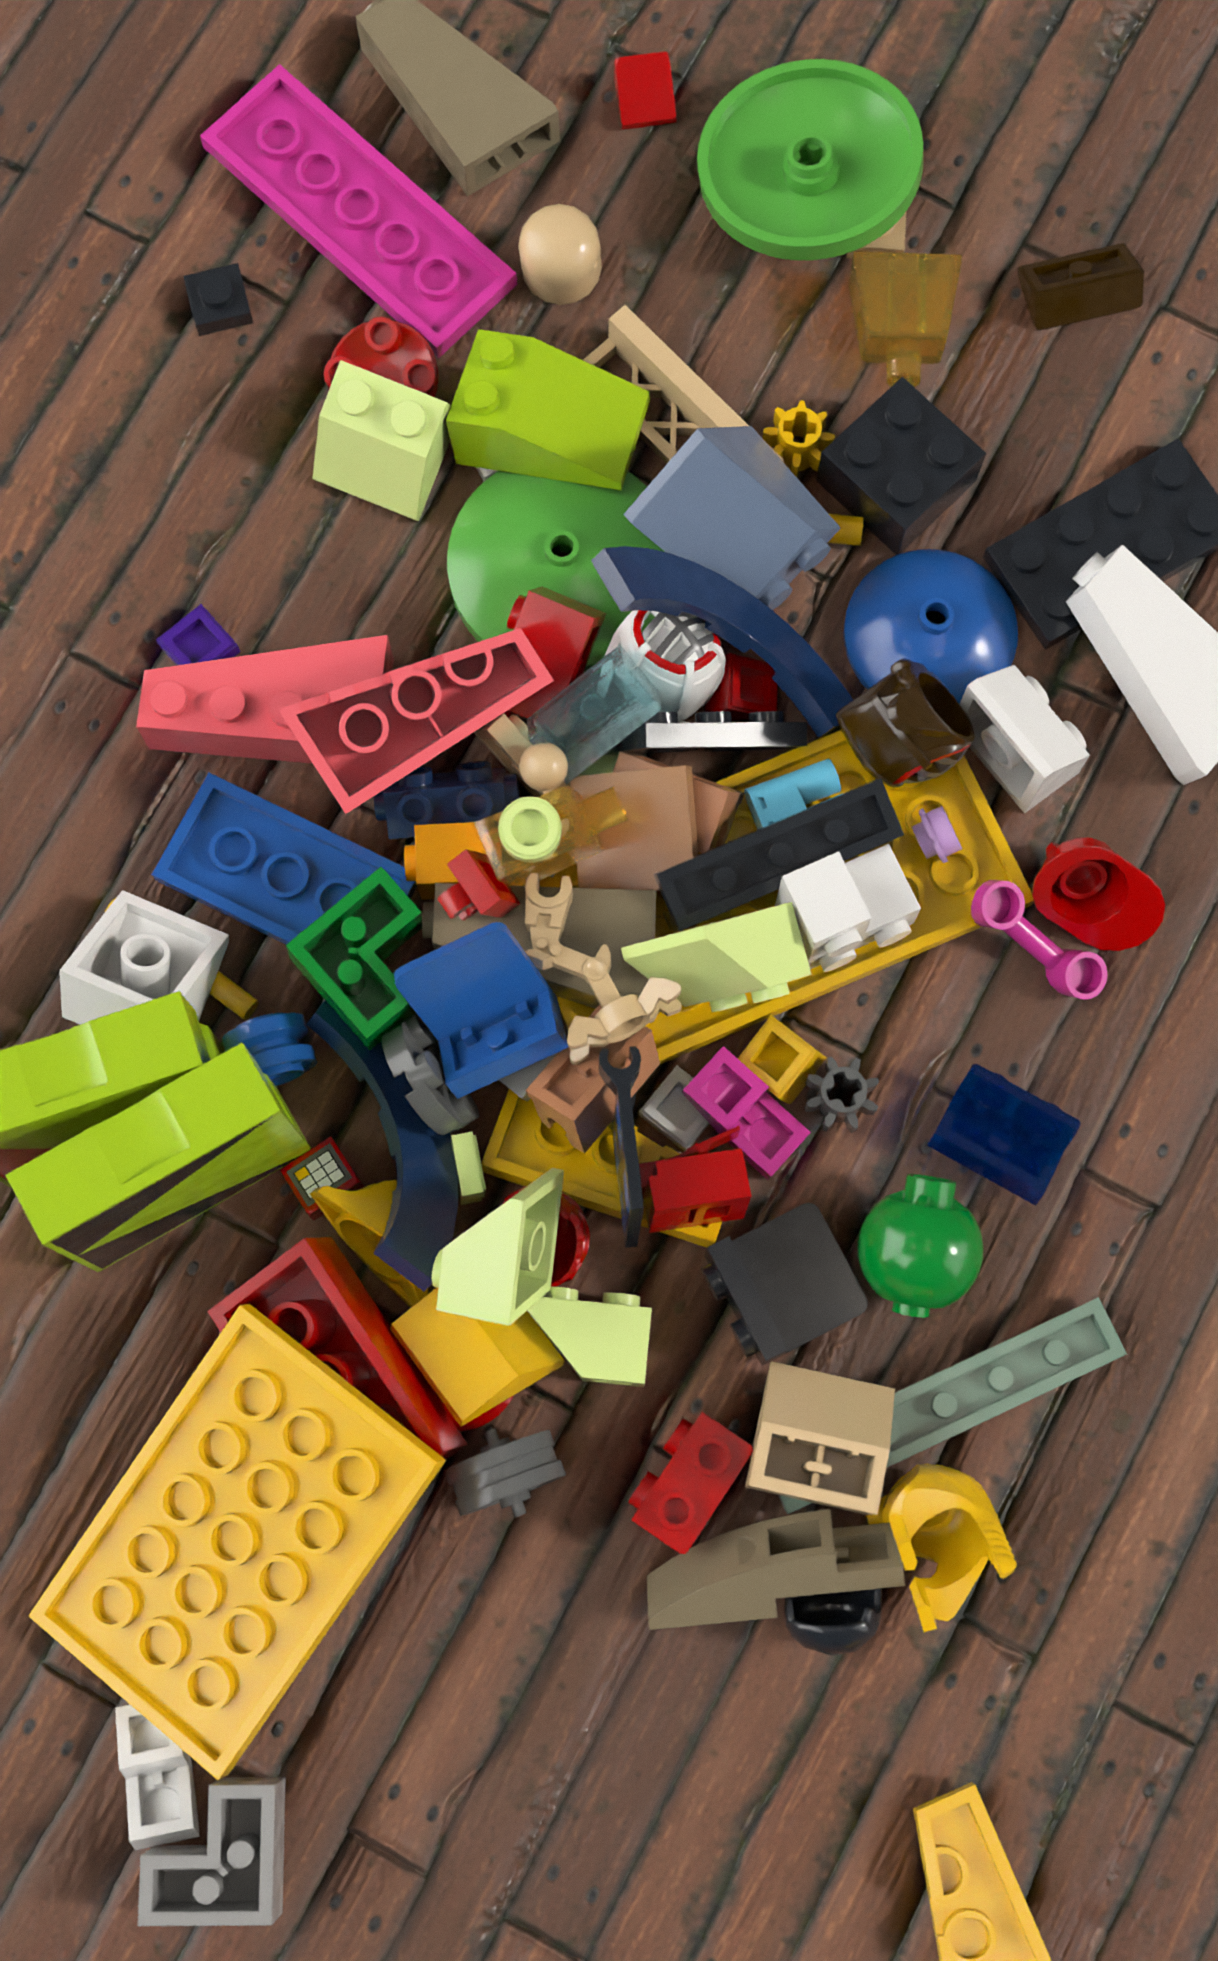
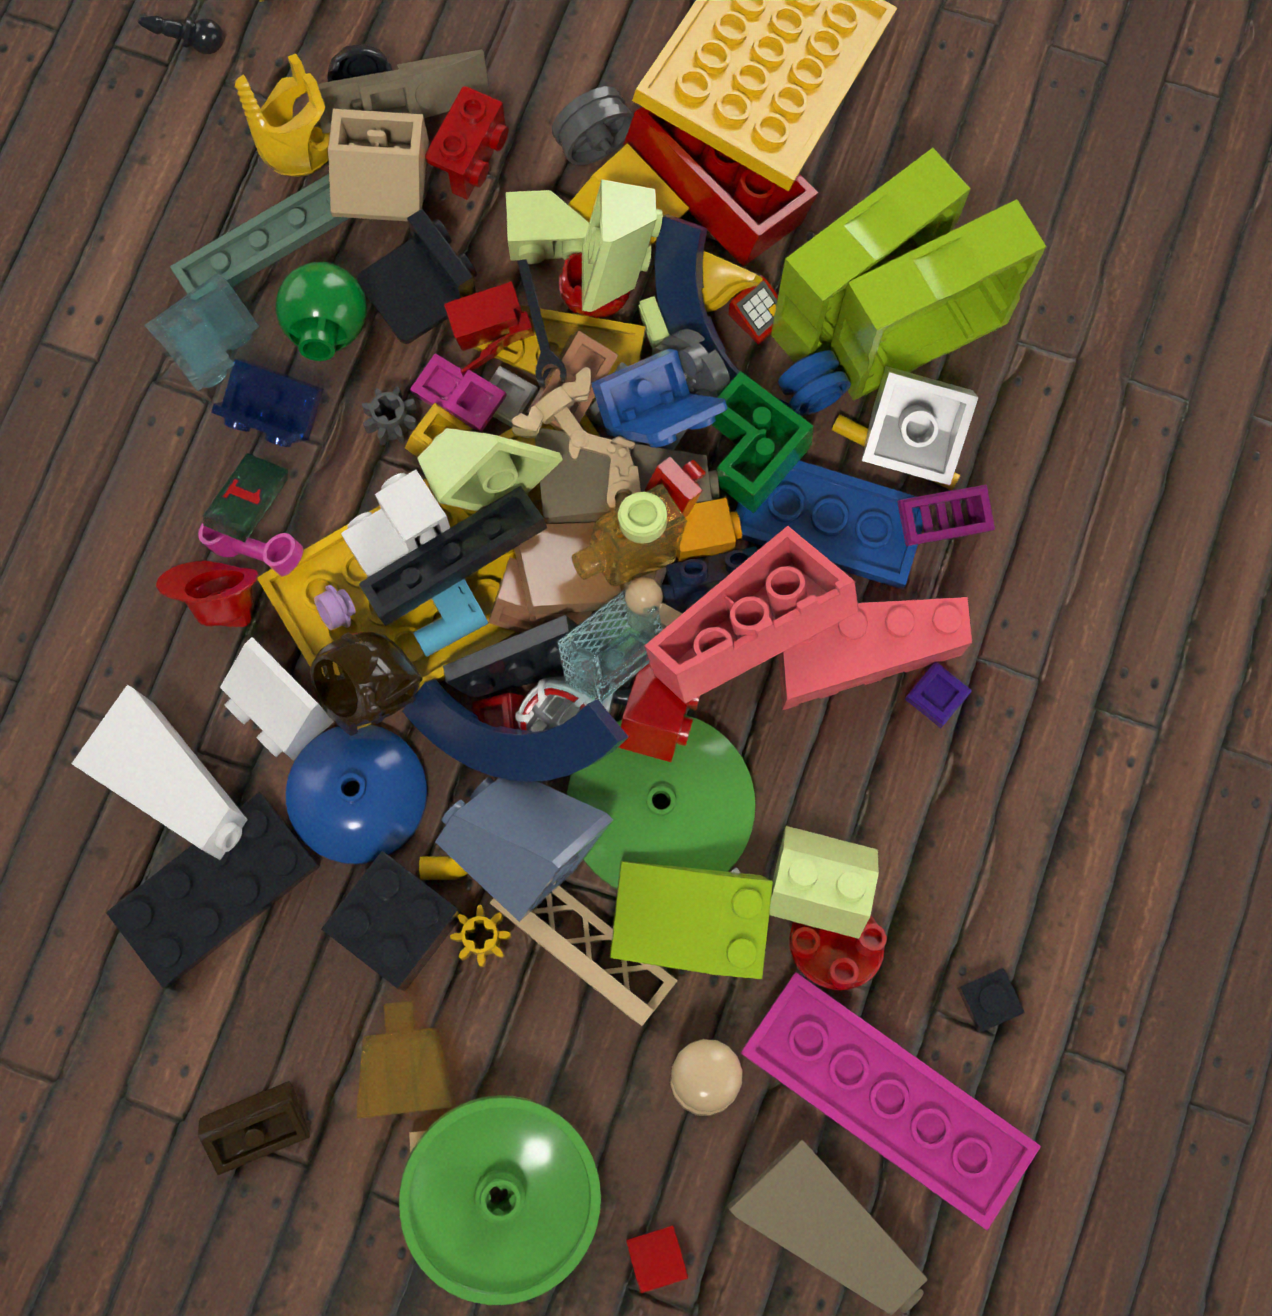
camera: 170 degrees right, 0 degrees up
(102, 835) = (978, 511): none -> magenta slope
(1042, 1008) = (245, 497): none -> clear green tile
(1060, 1738) = (203, 34): none -> black bar
(1095, 1240) = (201, 330): none -> clear light blue brick

